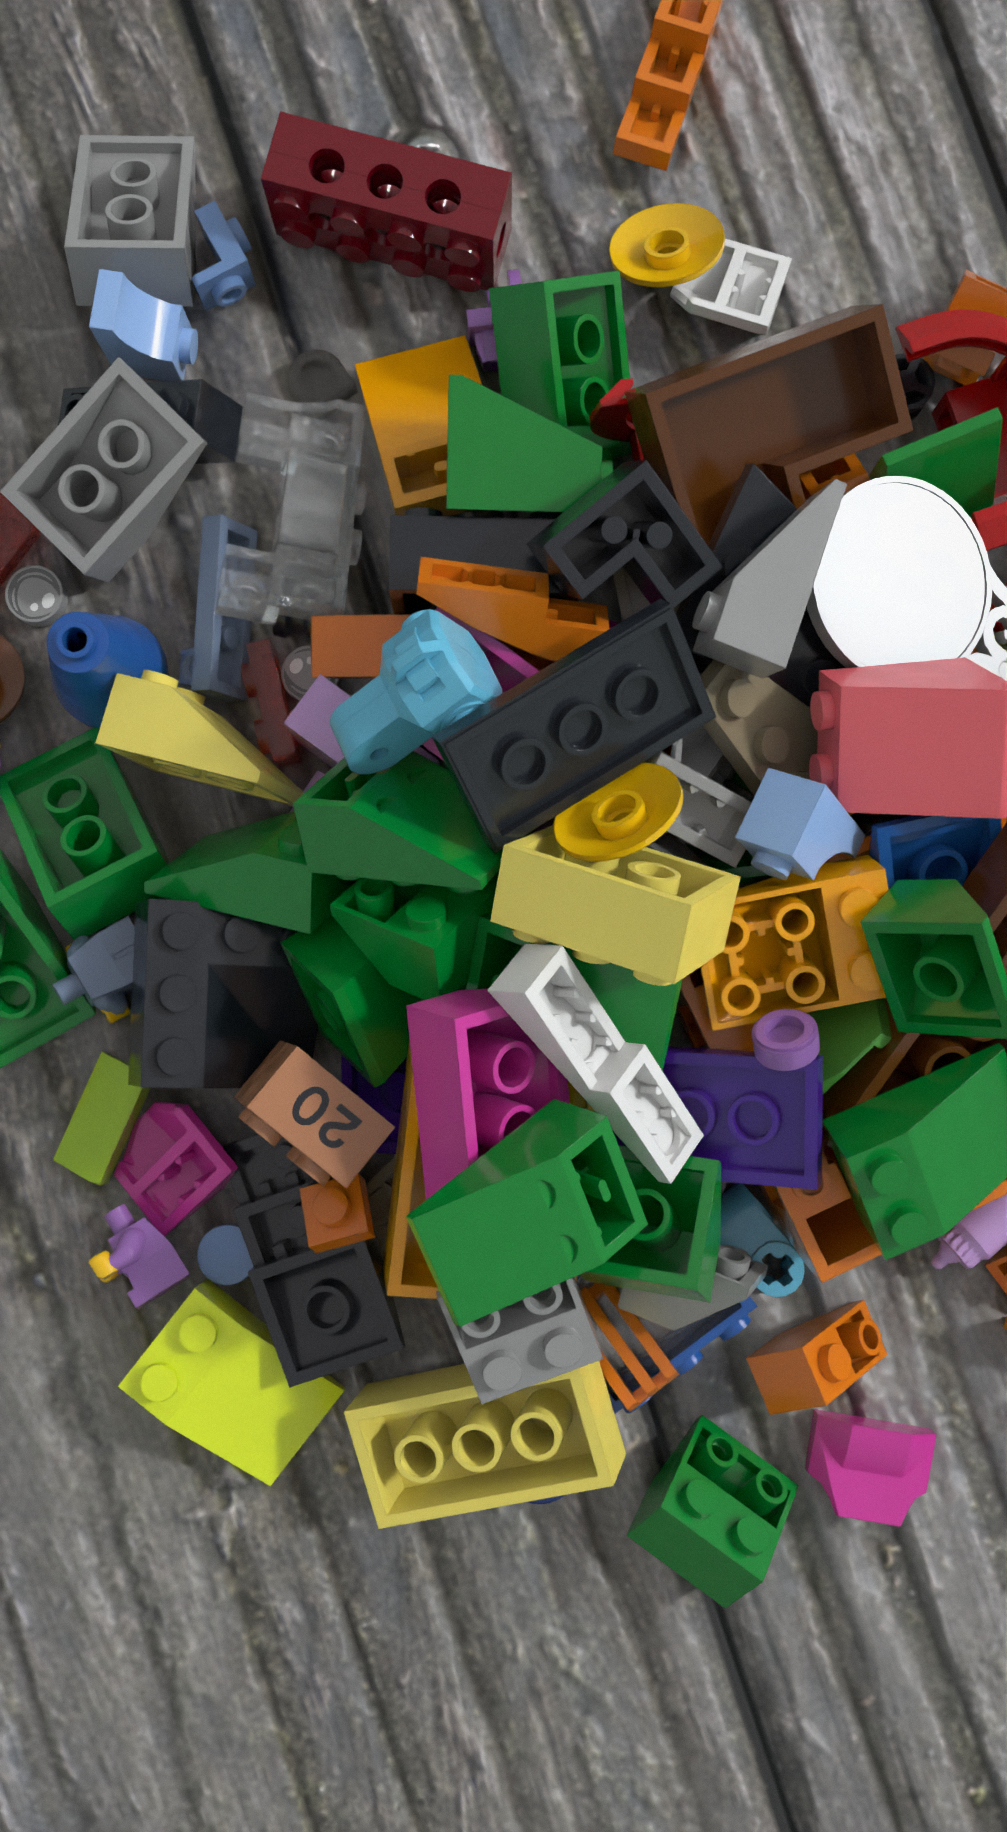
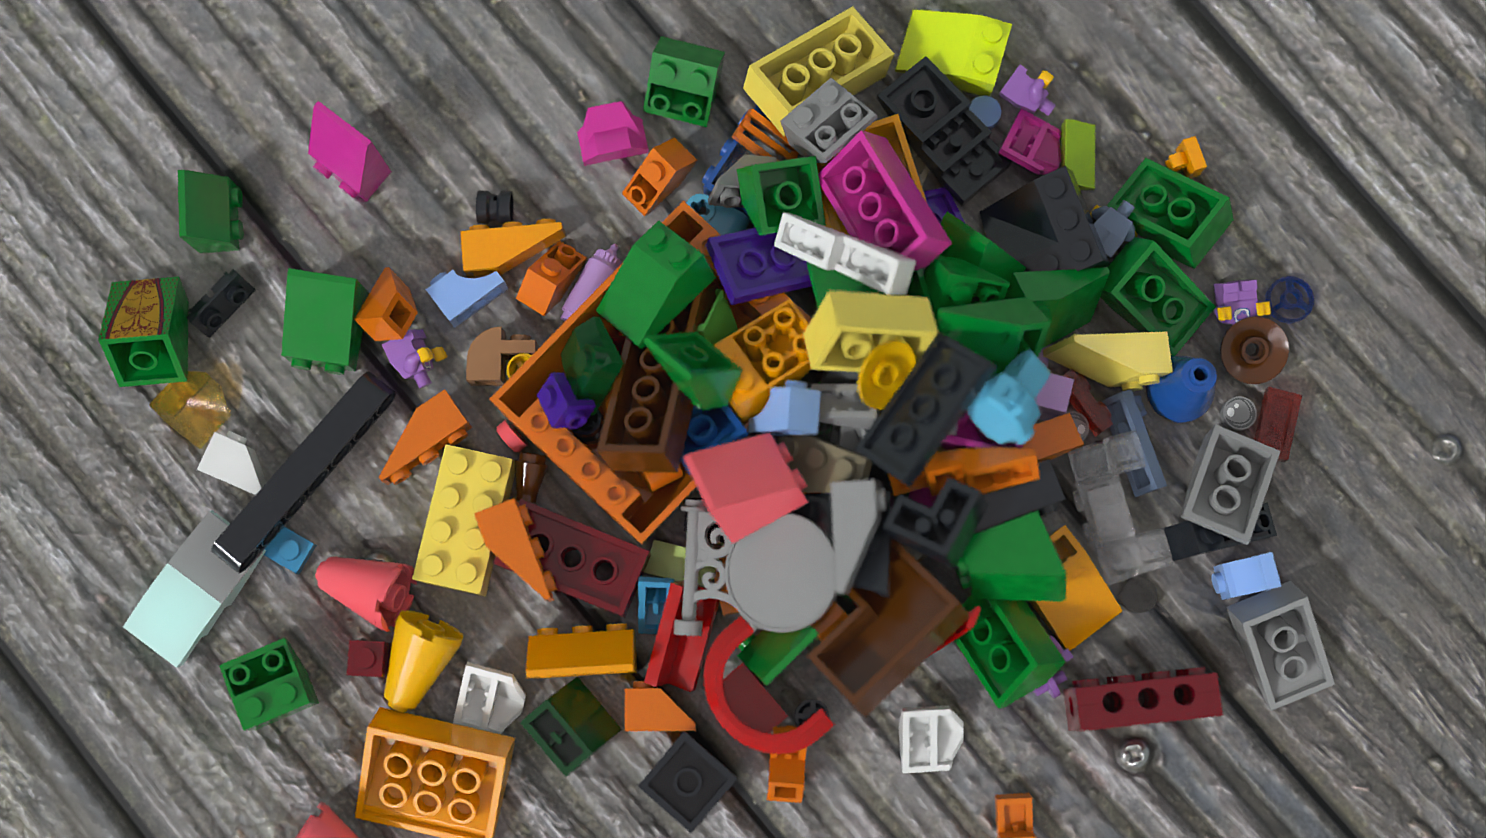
camera: 160 degrees right, 5 degrees down
(231, 276) = (1222, 648): medium blue bracket -> none
(314, 1112) = (973, 186): nougat brick -> none
(336, 1214) = (938, 146): orange plate -> none
(529, 1213) = (851, 165): green slope -> none
(667, 245) = (985, 754): yellow dish -> none
(785, 1039) = (753, 303): medium lavender tile -> none

